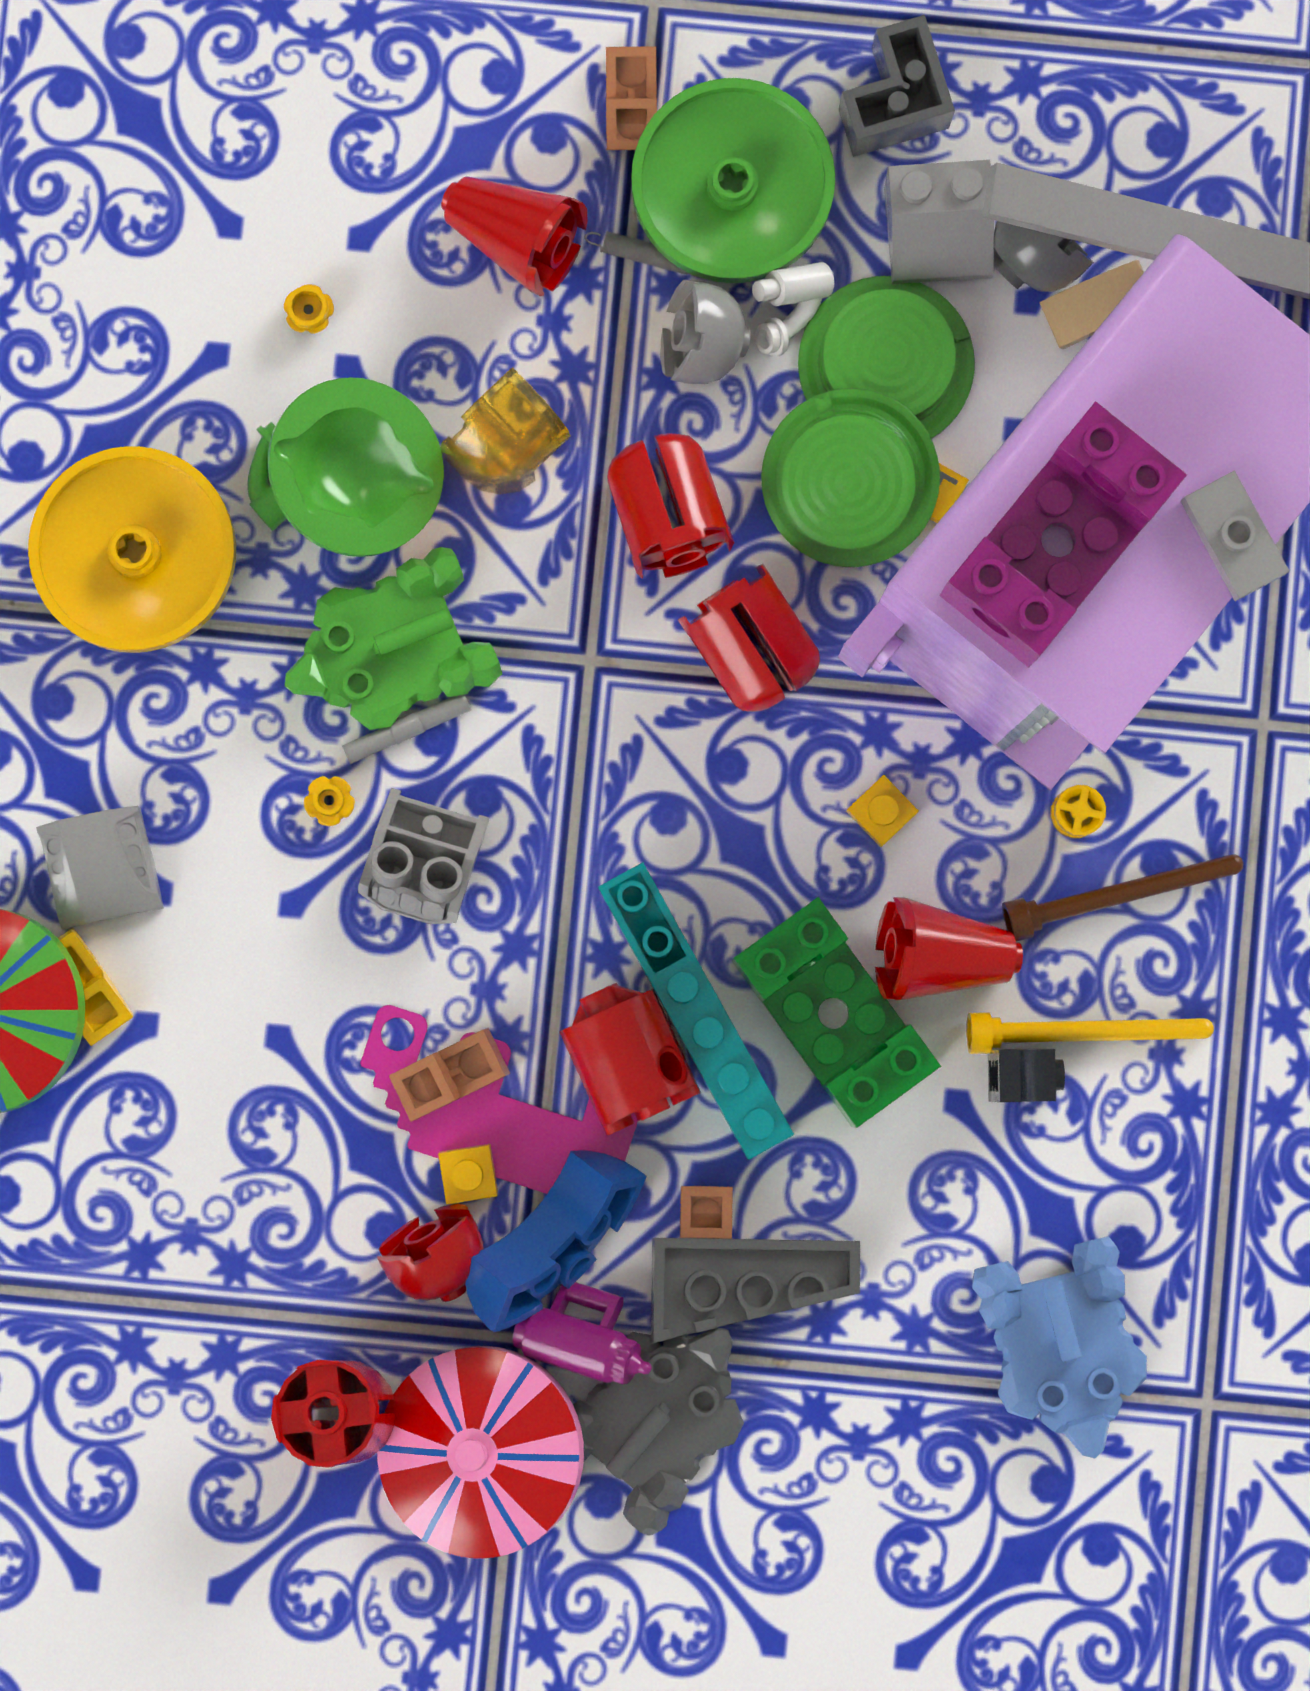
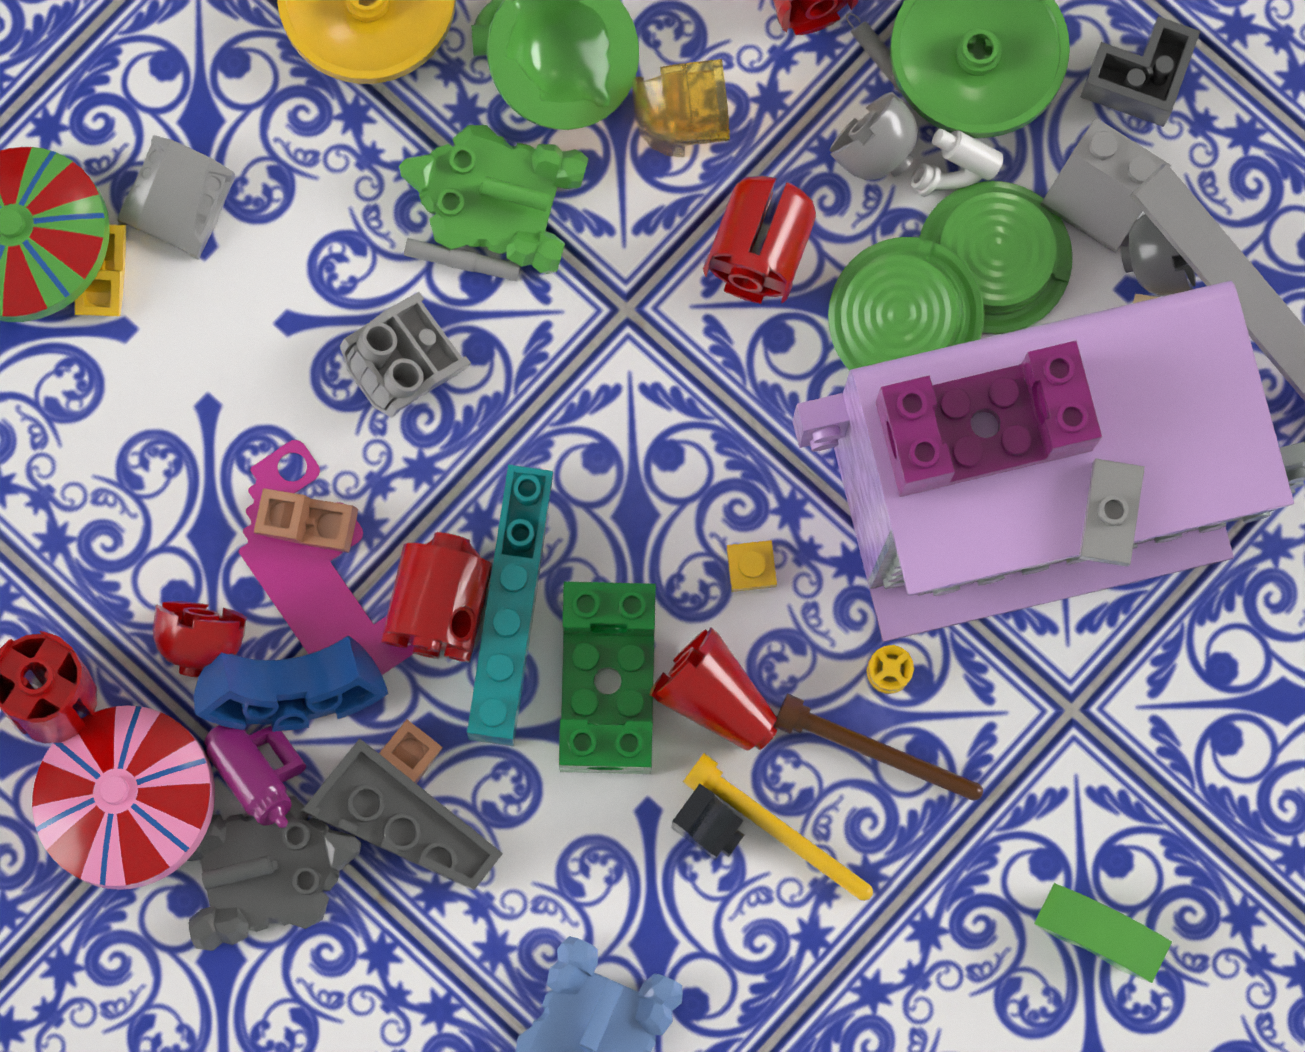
camera: 40 degrees right, 5 degrees down
(329, 814) = (375, 279): yellow plate -> none
(468, 1174) = (265, 599): yellow plate -> none
(734, 656) = (726, 376): red cylinder -> none

